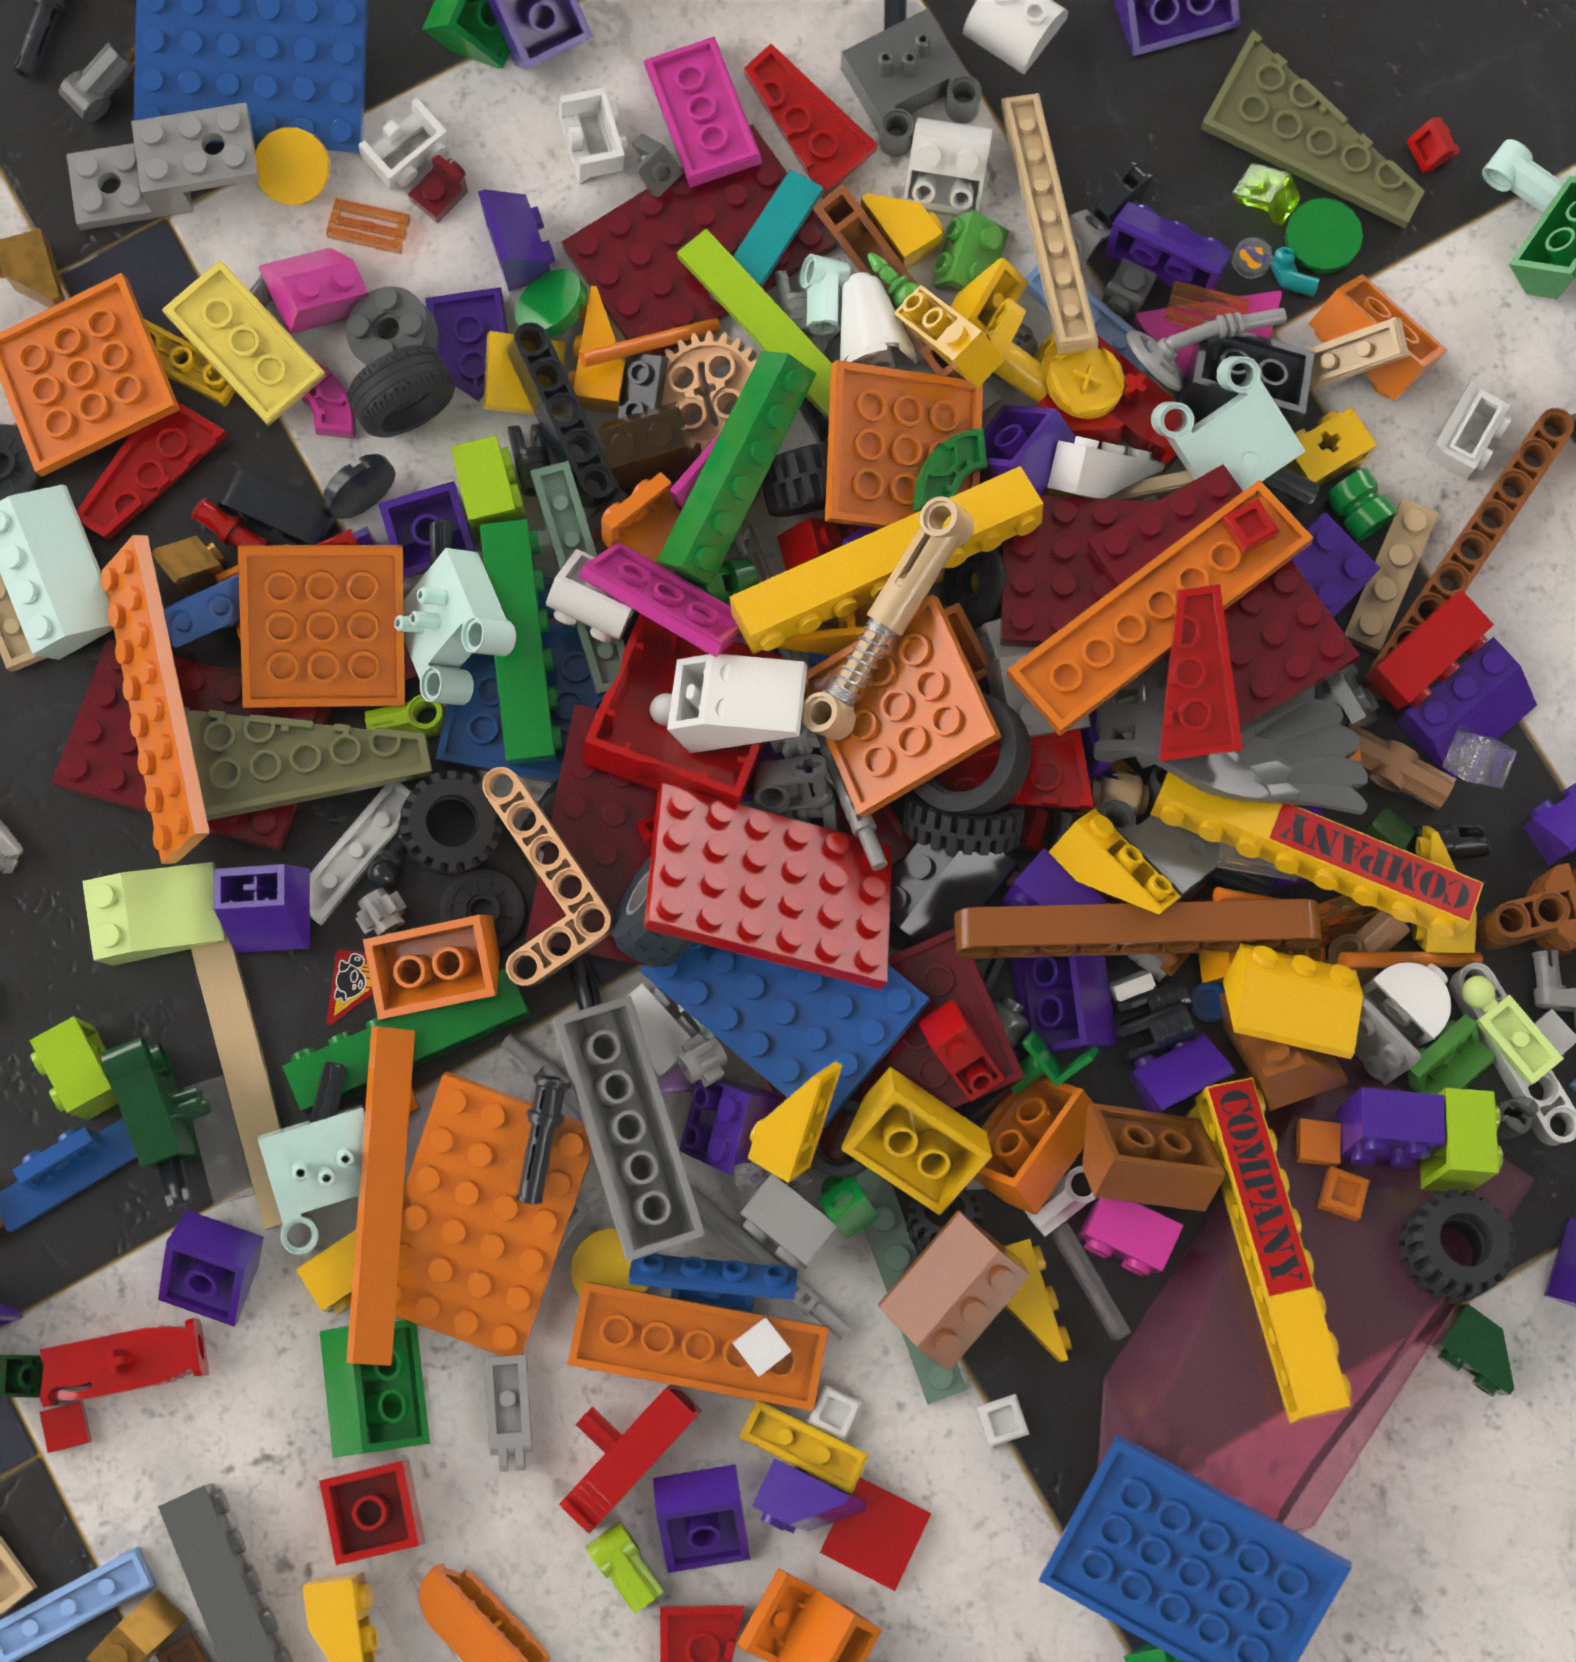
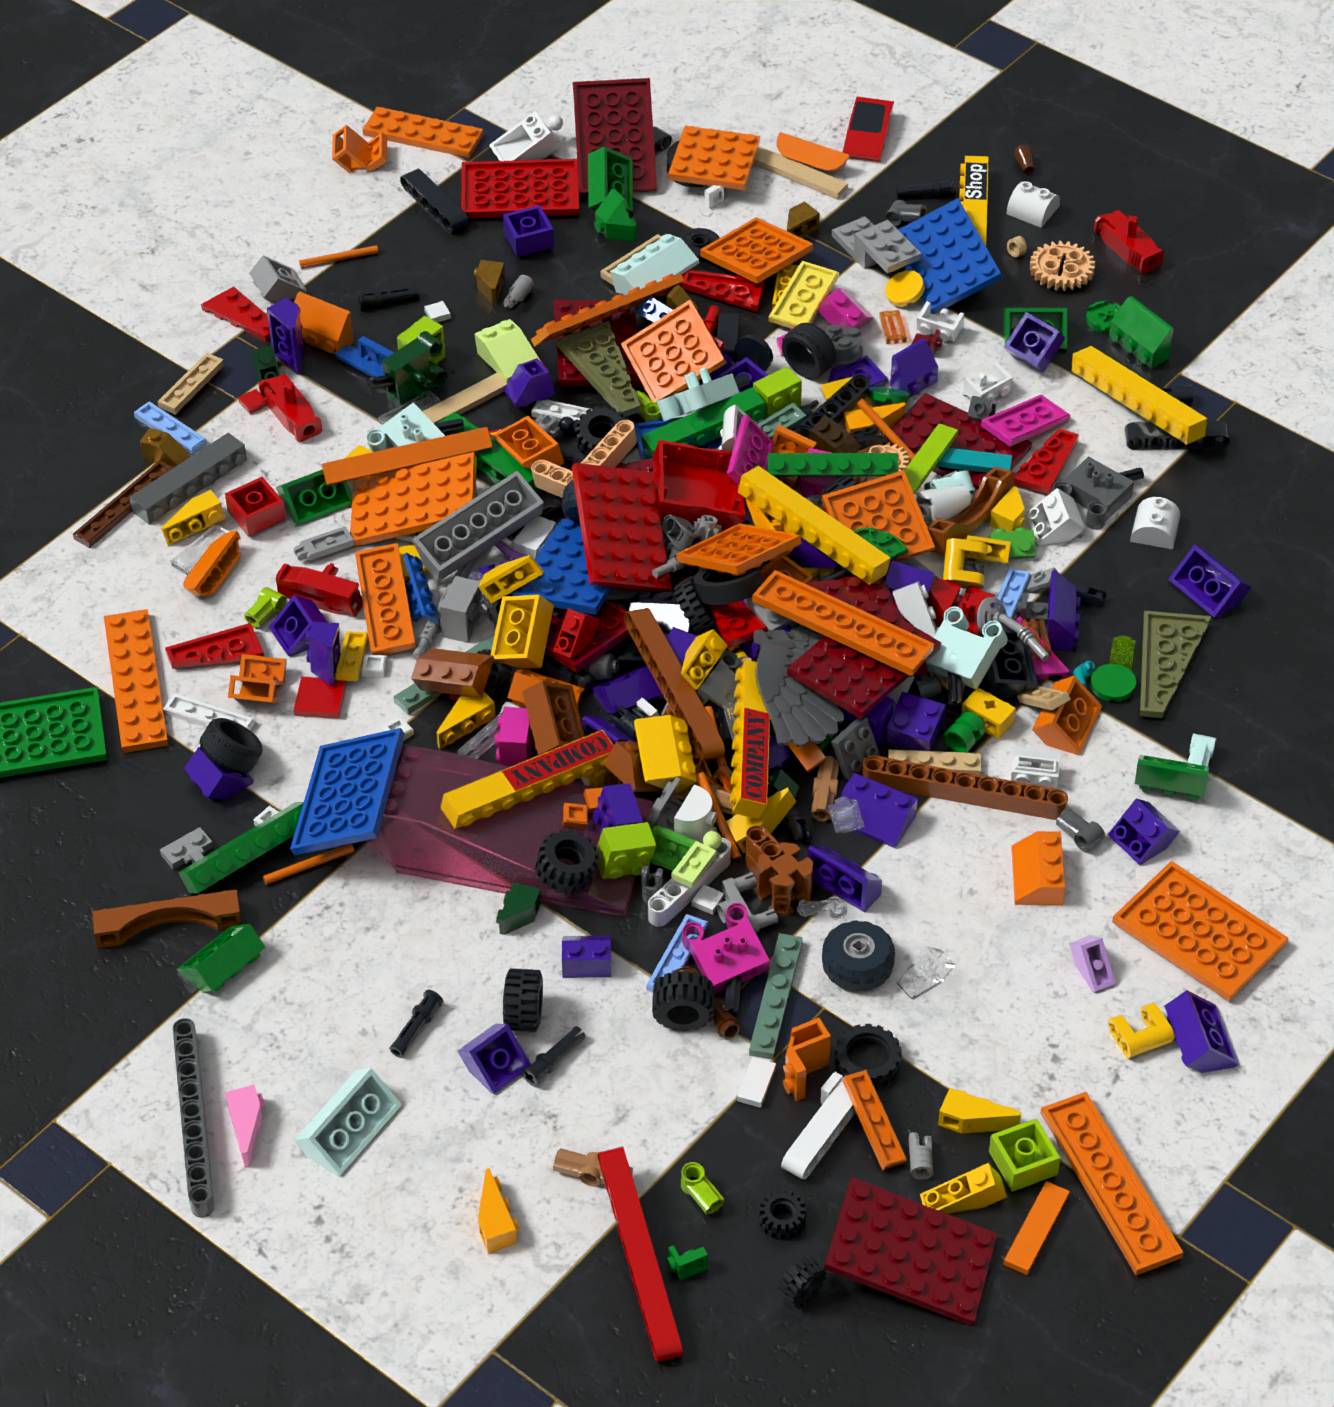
camera: 70 degrees right, 30 degrees down
(209, 1267) = (348, 421): dark purple slope -> none
(544, 1119) = (468, 486): black pin -> none
(702, 1060) = (526, 547): light grey gear -> none
(732, 701) = (709, 490): white slope -> none
(762, 1346) = (394, 617): white tile -> none
(846, 1205) = (479, 627): green bracket -> none
(890, 614) = (831, 519): tan piece -> none
(899, 287) = (969, 511): bright green bar -> none
(950, 335) = (945, 517): yellow slope -> none
(1043, 1062) = (589, 681): green bracket -> none
(1049, 224) = (1043, 558): tan tile -> none
(1085, 382) = (960, 586): yellow tile -> none
(1200, 688) = (799, 645): red wing -> none
(1250, 526) = (904, 641): red tile -> none
(1252, 257) = (1081, 655): clear tile -> none
(1430, 651) = (892, 768): red brick -> none
(1432, 145) = (1195, 709): red tile -> none

